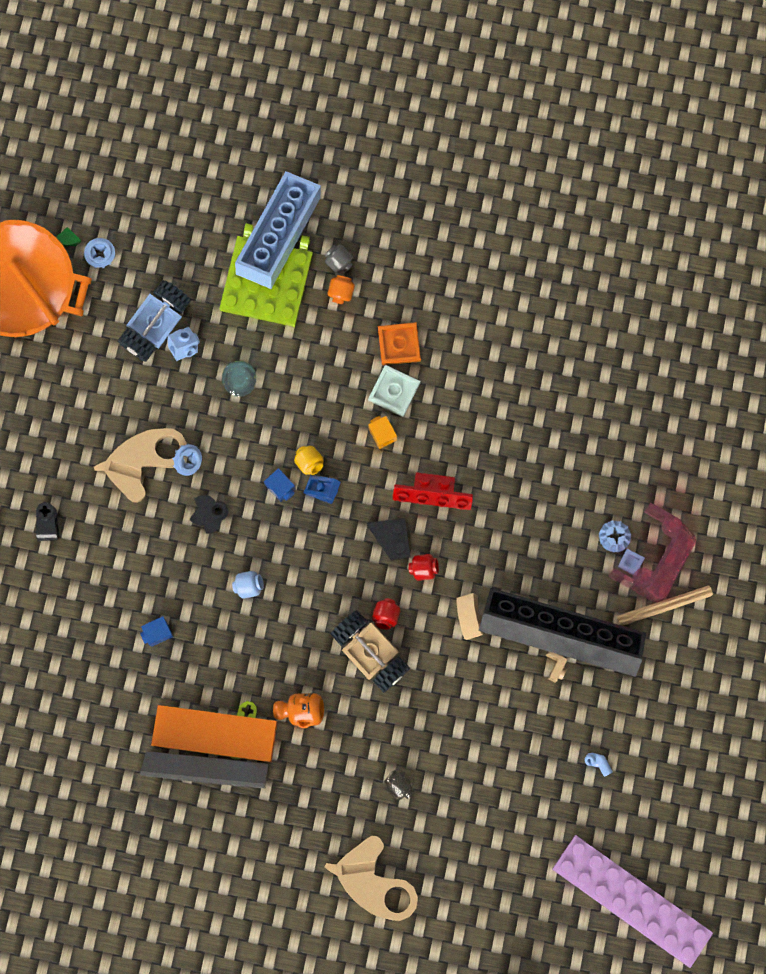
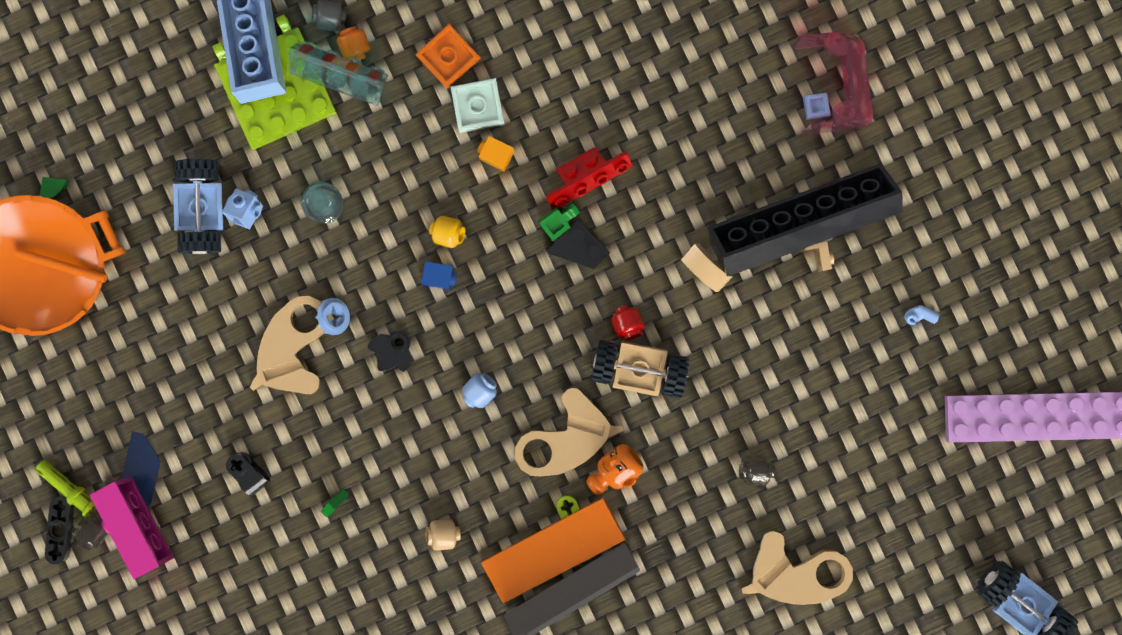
camera: 40 degrees left, 10 degrees up
(82, 589) = (334, 503): none -> green tile
(99, 244) = (88, 170): light blue gear -> none
(146, 665) = (442, 534): none -> tan head
(156, 632) = (427, 498): blue brick -> none
(284, 672) = (570, 448): none -> tan animal
(315, 300) = (337, 72): none -> clear light blue slope
(322, 488) = (480, 249): blue slope -> none
(387, 508) = (556, 222): none -> green plate
(424, 567) = (630, 253): red head -> none
(609, 543) = (784, 103): light blue gear -> none
(664, 605) = (877, 124): tan axle -> none

